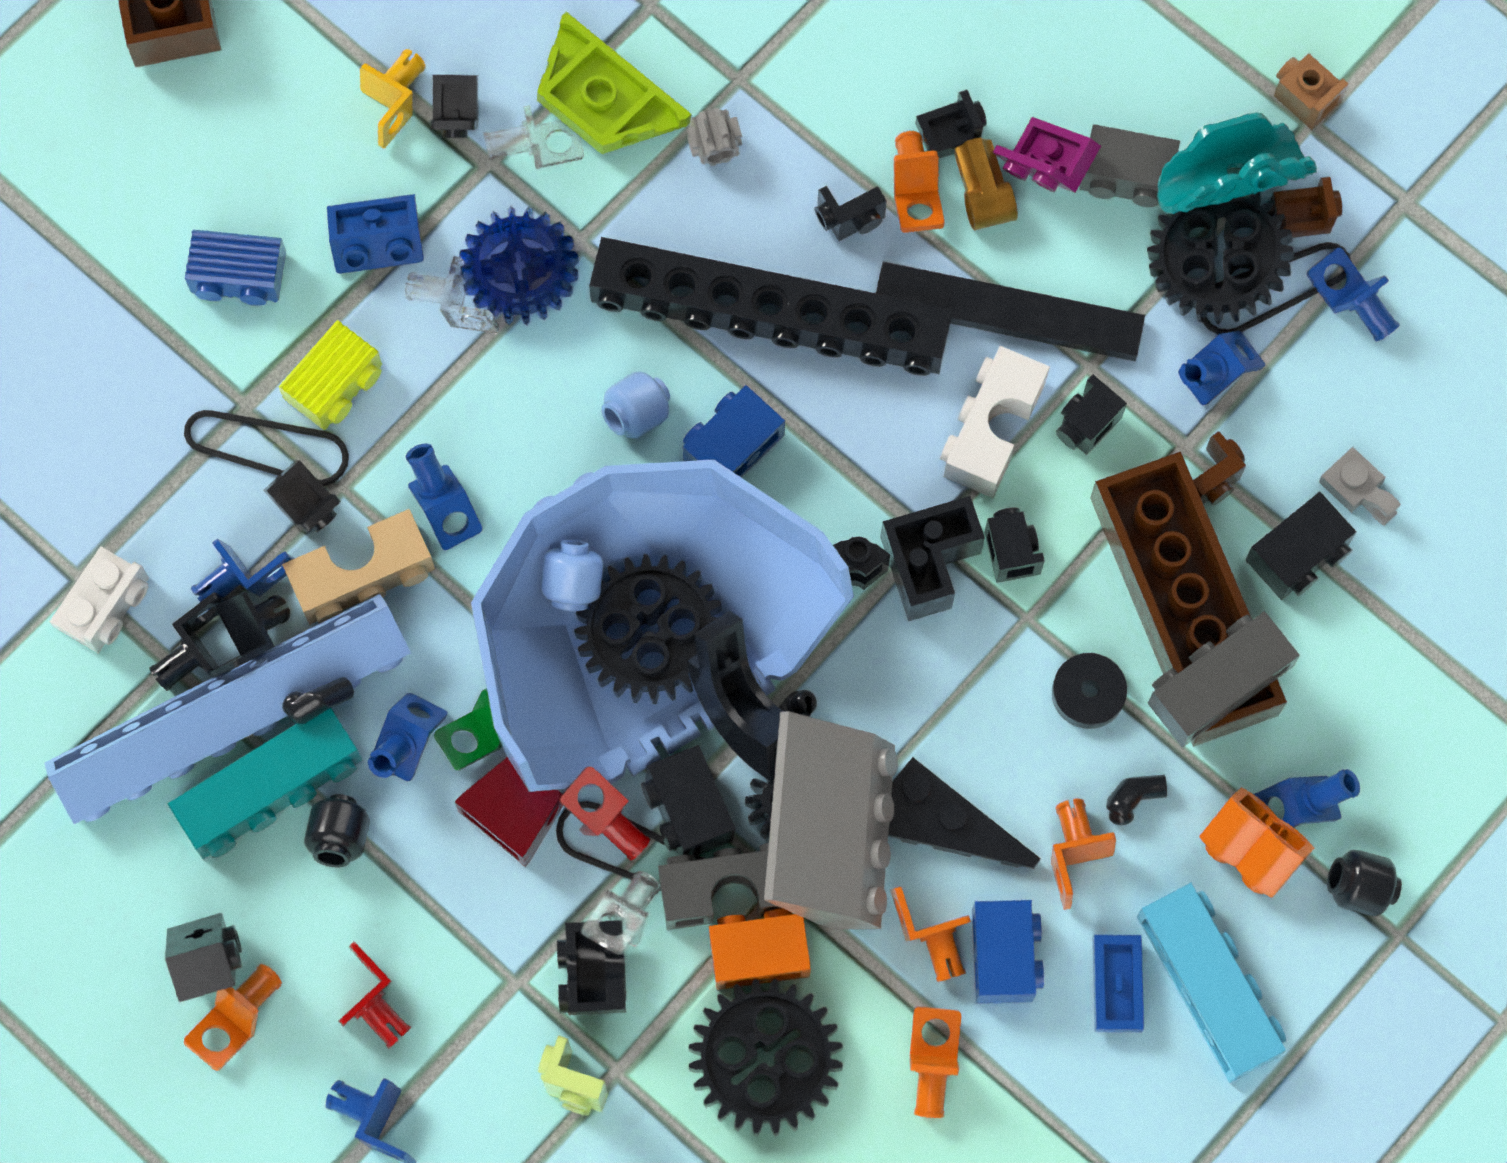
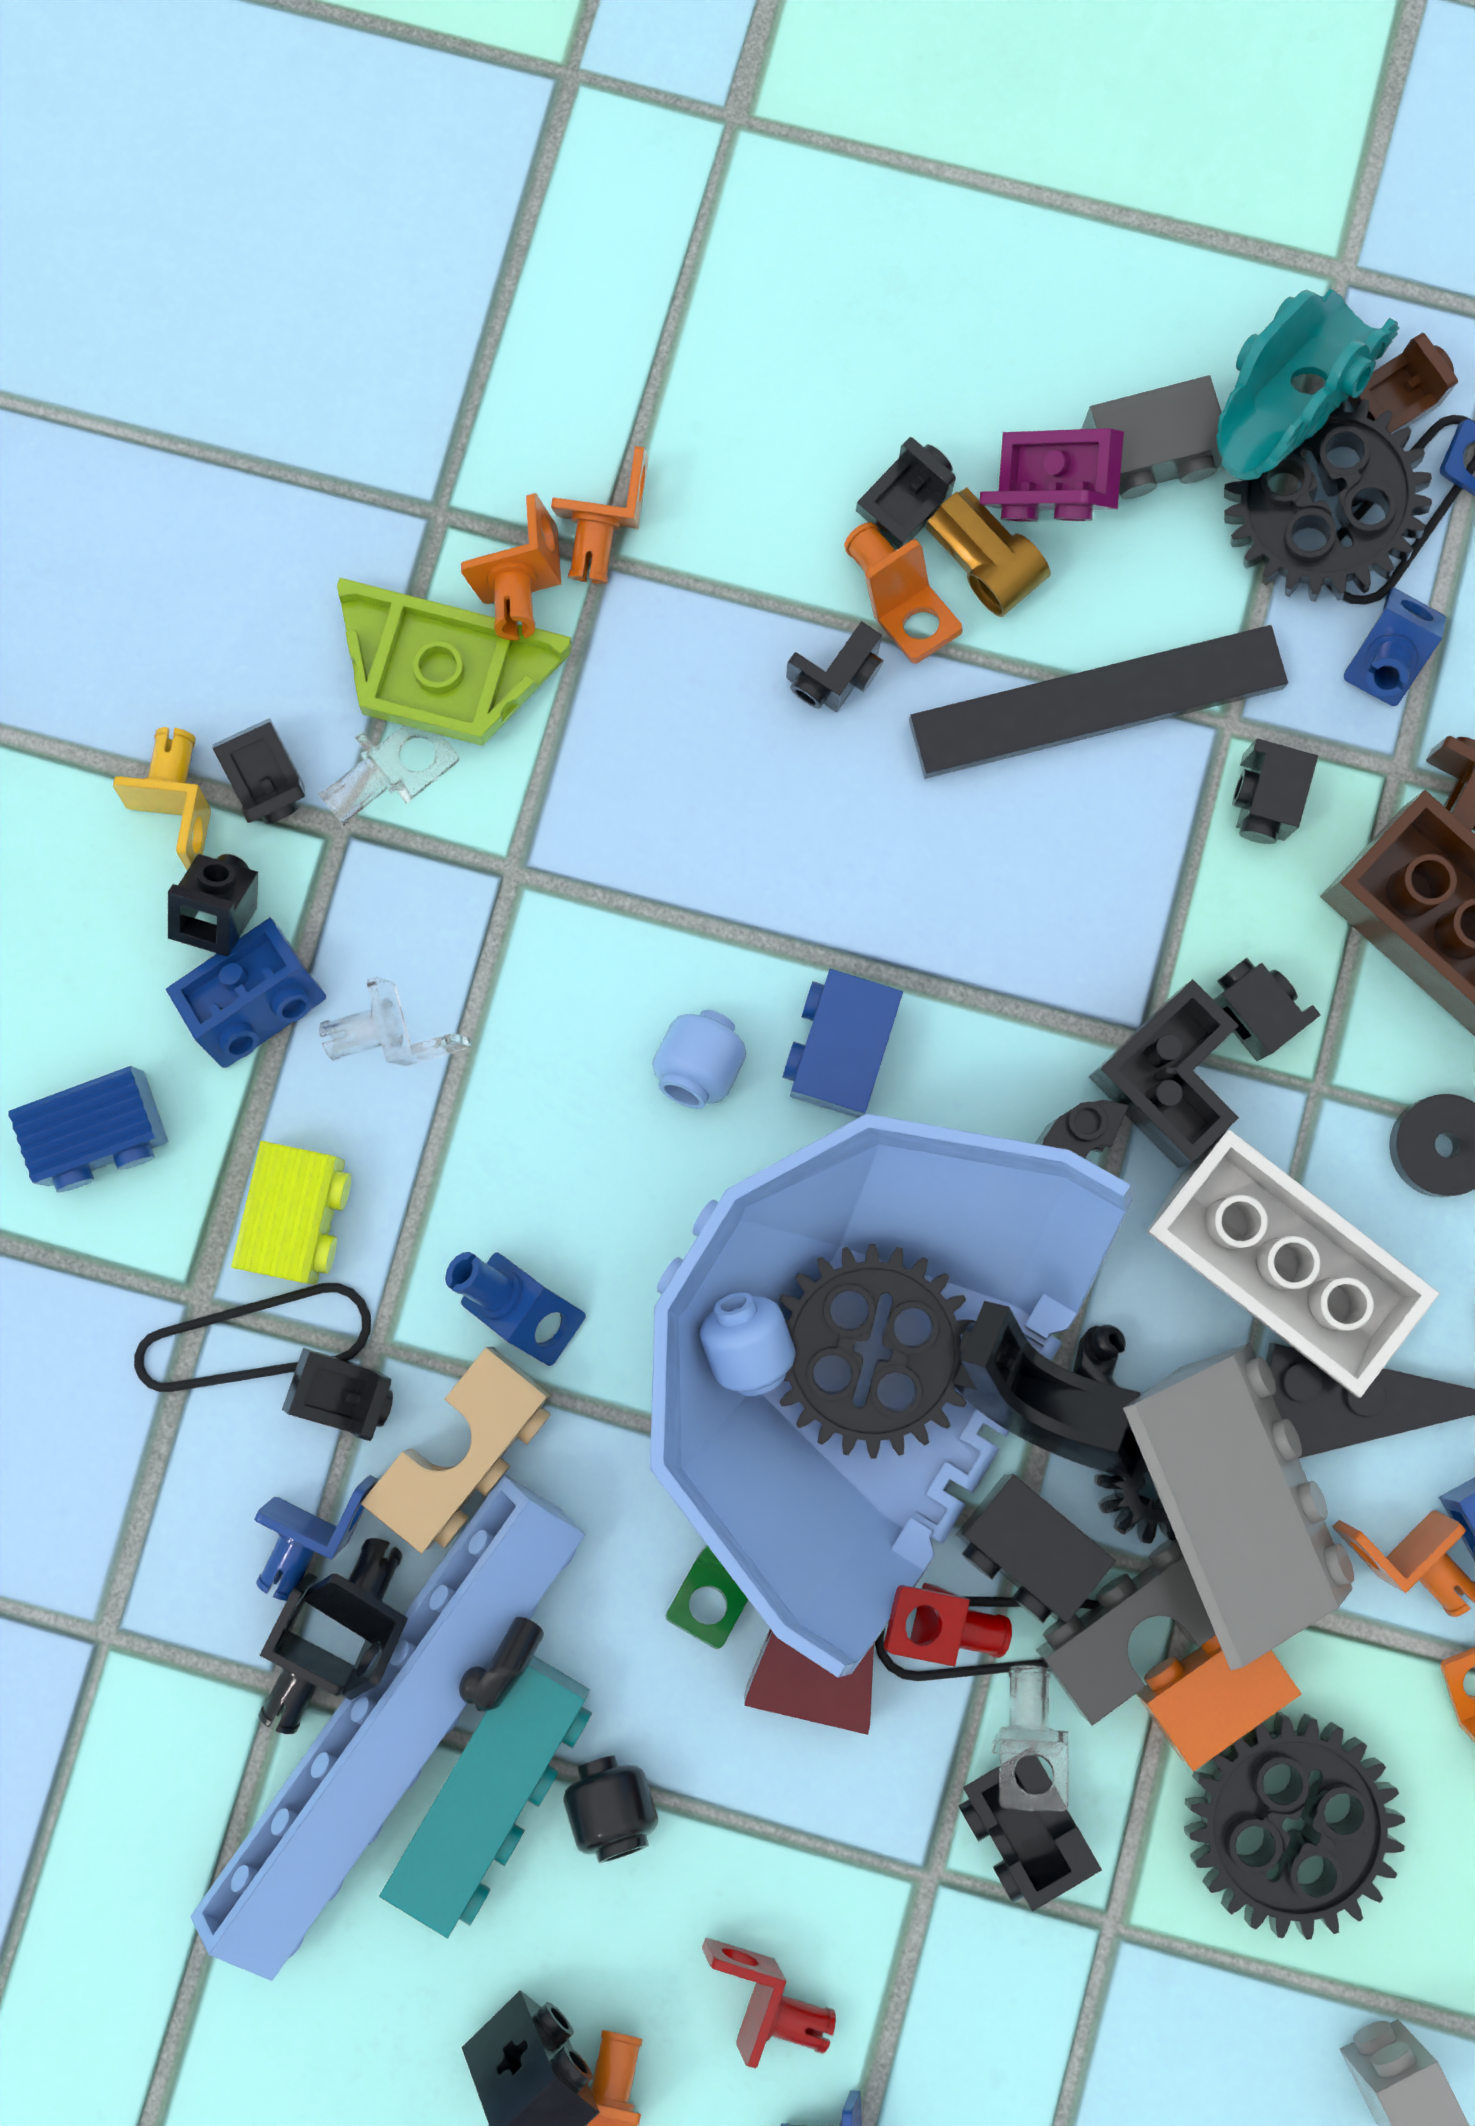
camera: 25 degrees left, 10 degrees up
(100, 600) = (148, 1655): white bracket -> none
(392, 158) = (218, 888): none -> black brick
(404, 738) = (632, 1645): blue bracket -> none
(500, 267) = (423, 902): clear blue gear -> none
(575, 1090) = (1082, 2000): yellowish green bracket -> none
(675, 59) = (516, 572): none -> orange bracket
(714, 136) = (616, 653): light grey gear -> none
(746, 52) = (598, 522): none -> orange bracket
(752, 287) = (1011, 773): black brick -> none
(945, 701) = (1291, 1262): none -> white slope
(1008, 386) = (1153, 909): white arch -> none
(1308, 102) = (1326, 229): medium nougat brick -> none

